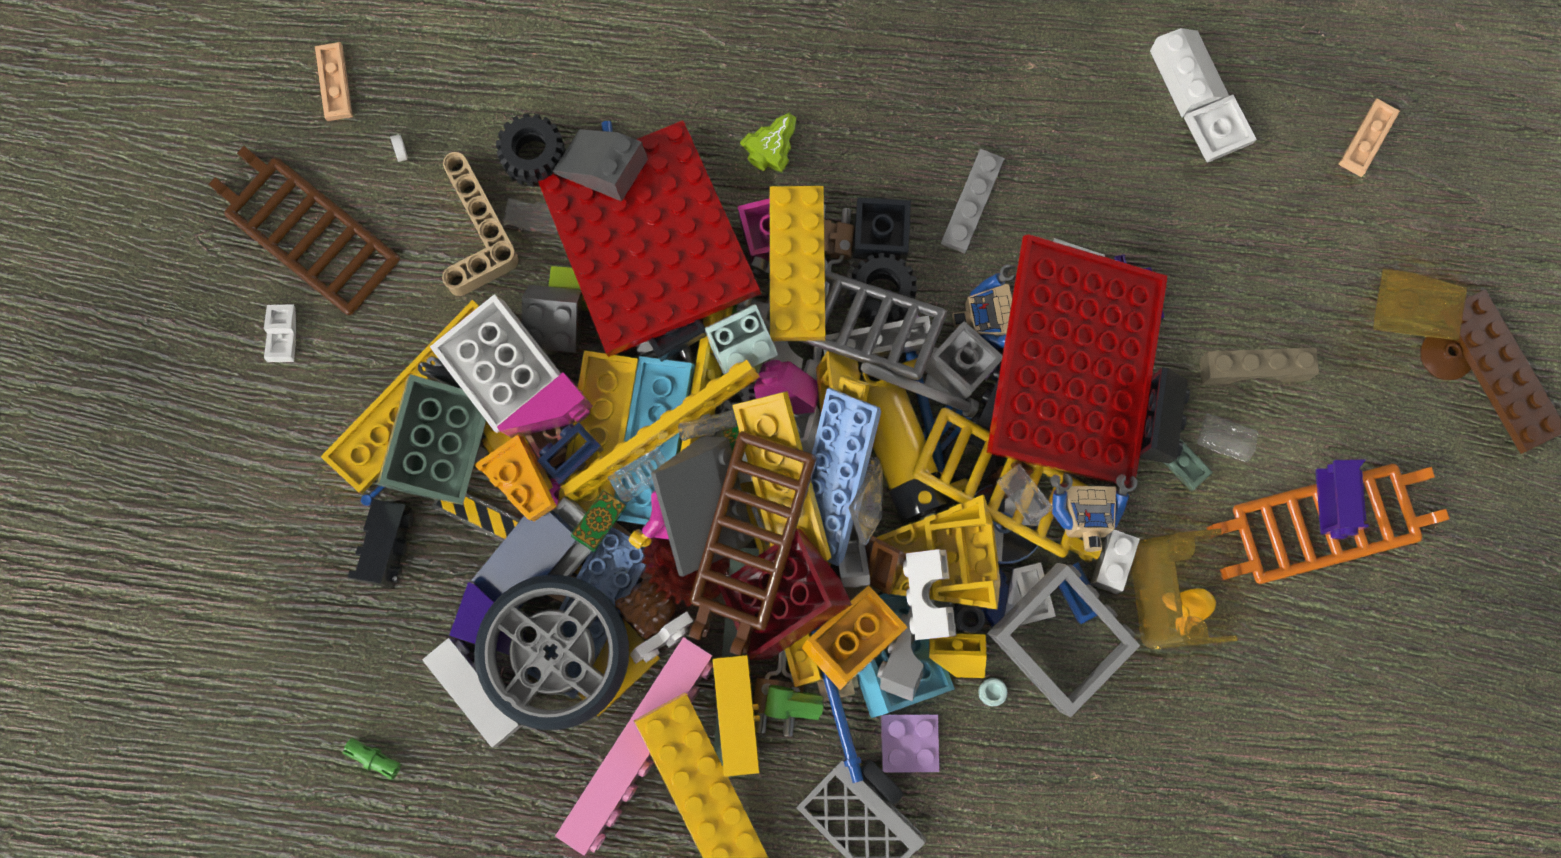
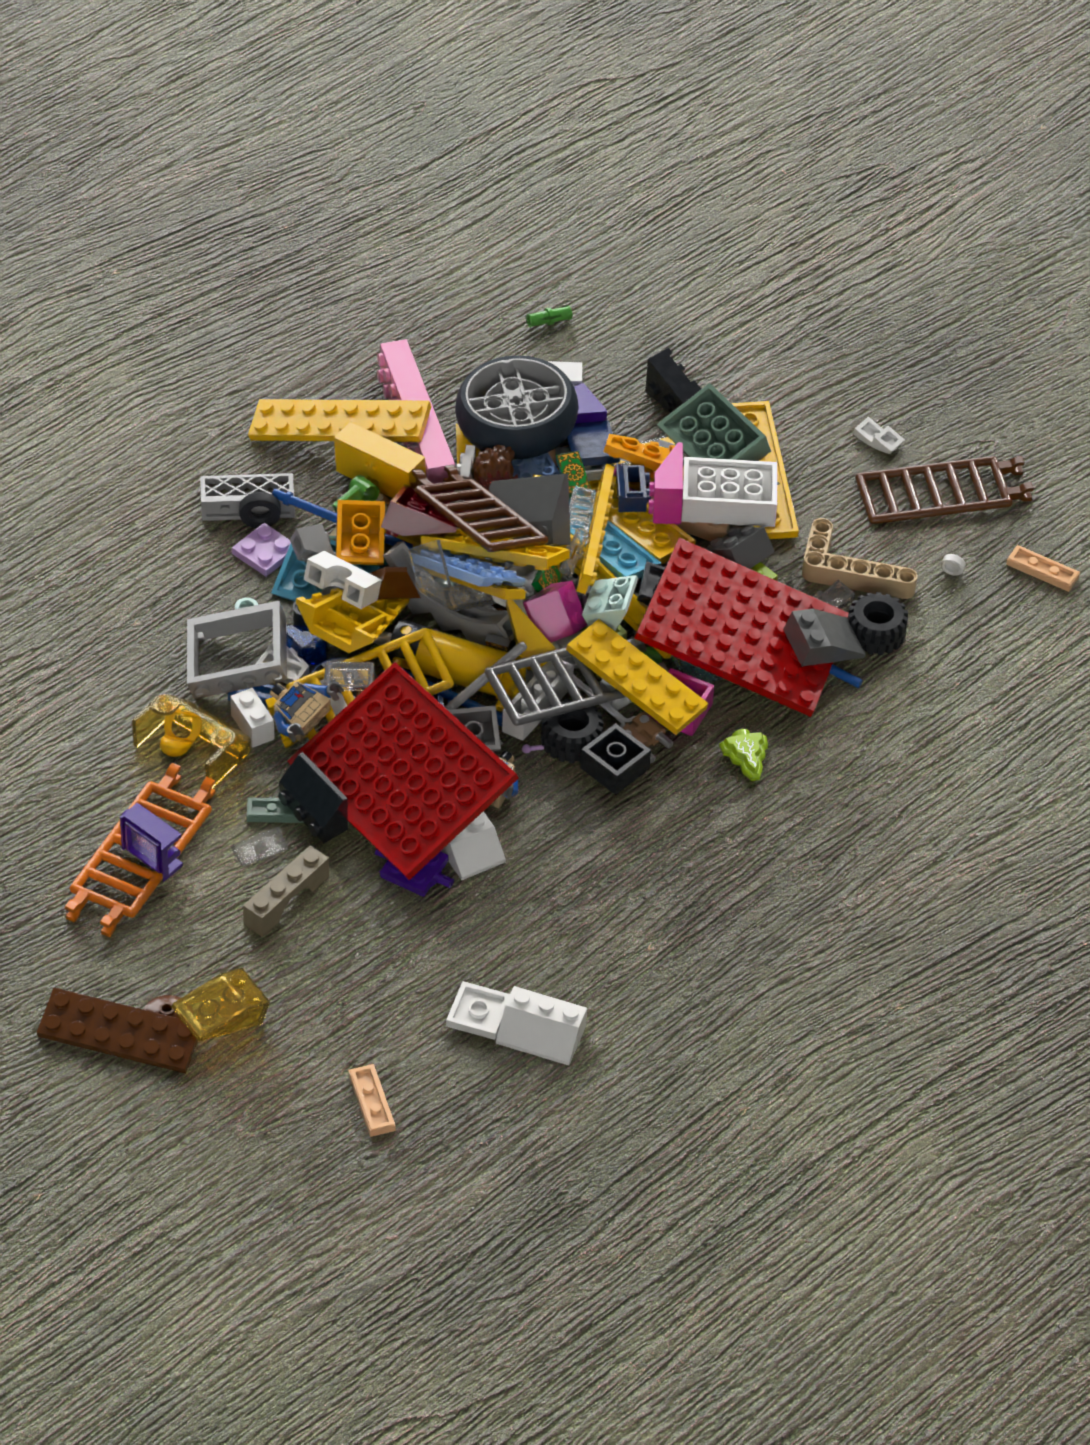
camera: 130 degrees right, 30 degrees down
(960, 654) = (289, 593): yellow slope -> none
(972, 201) = (583, 835): light grey plate -> none

